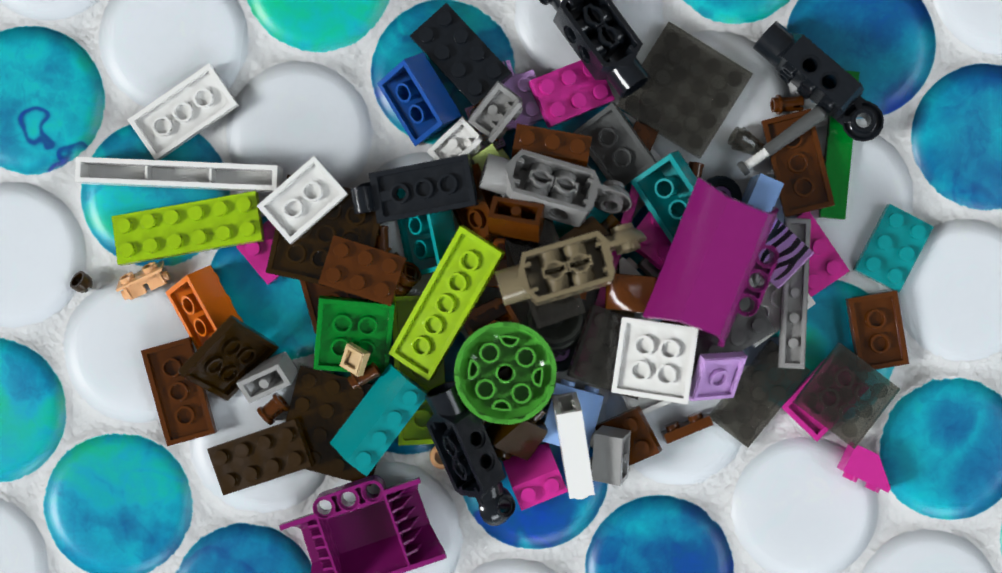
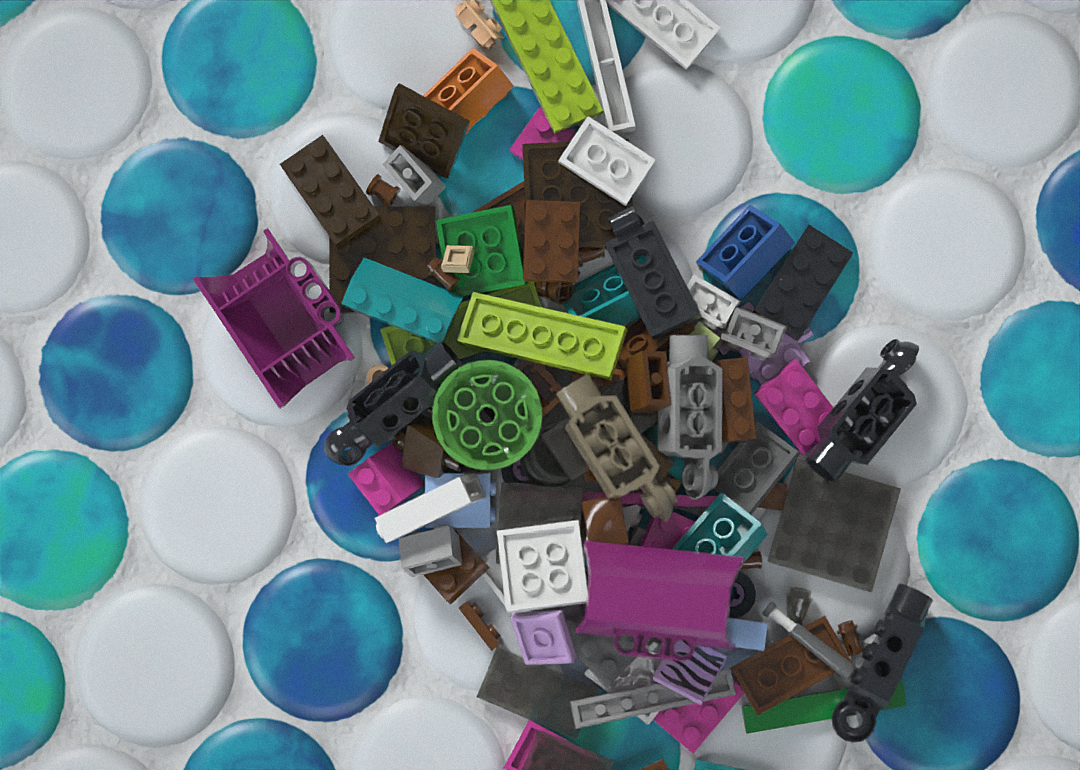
camera: 80 degrees right, 5 degrees down
(179, 402) = (367, 91): reddish brown plate -> none

